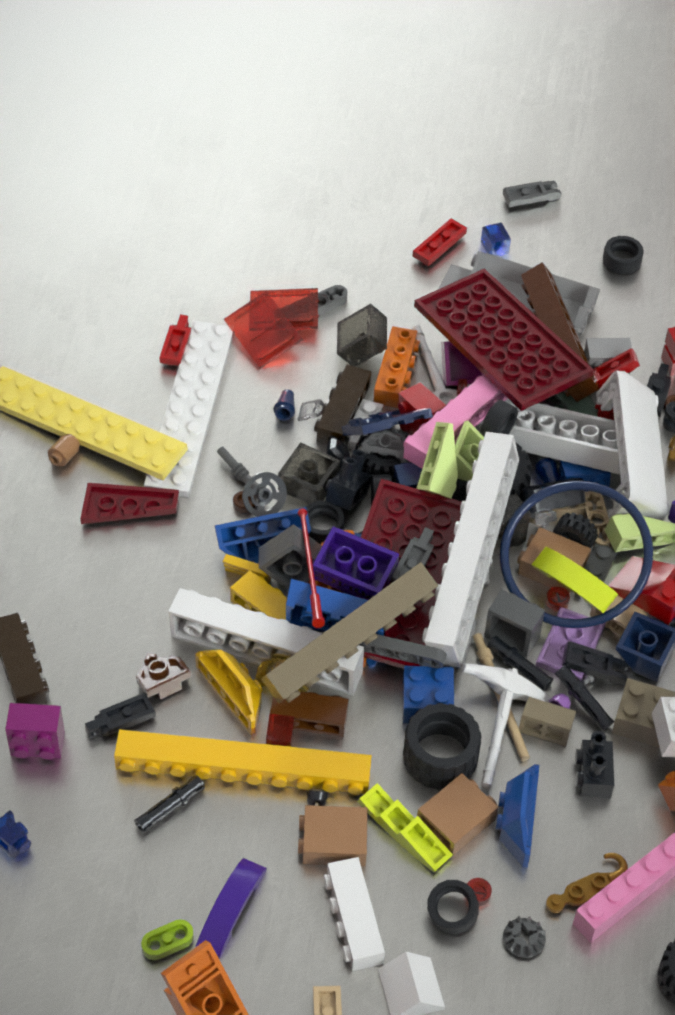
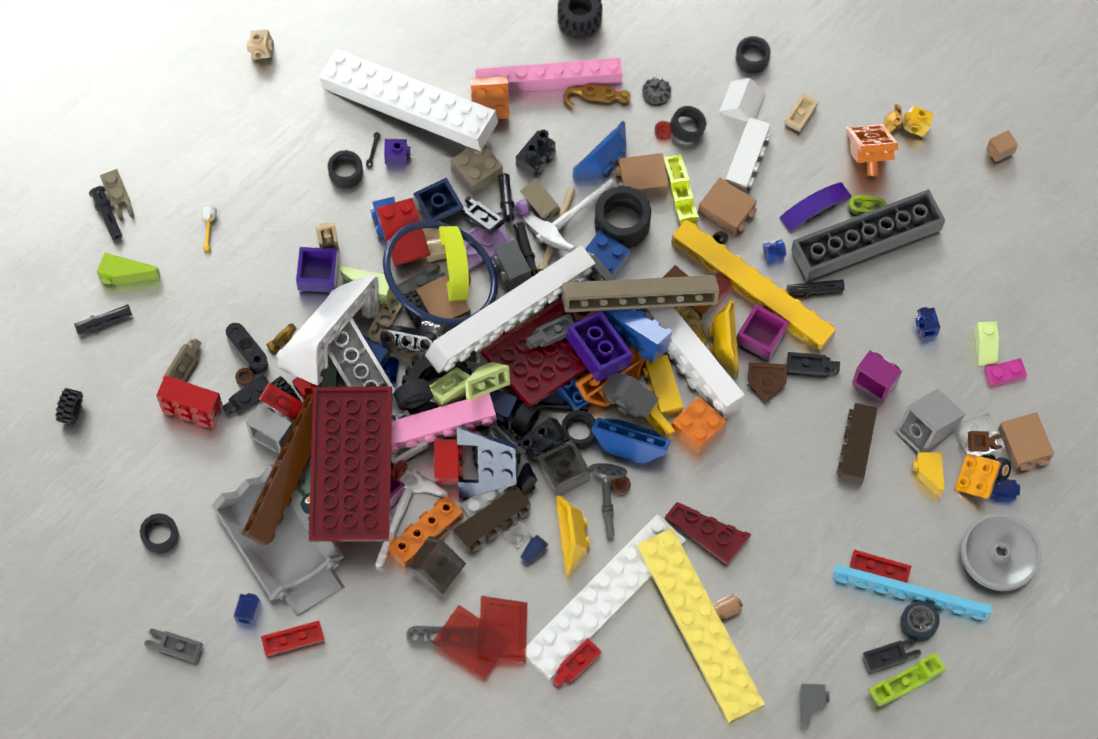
camera: 145 degrees left, 15 degrees up
(140, 895) = (867, 235): none -> dark grey brick
(196, 708) = (762, 332): none -> magenta piece
(205, 577) = (699, 425): none -> orange brick
(245, 817) = (774, 249): none -> clear blue wheel
(260, 431) = (572, 534): none -> yellow wedge
(318, 620) = (653, 317): red piece -> none

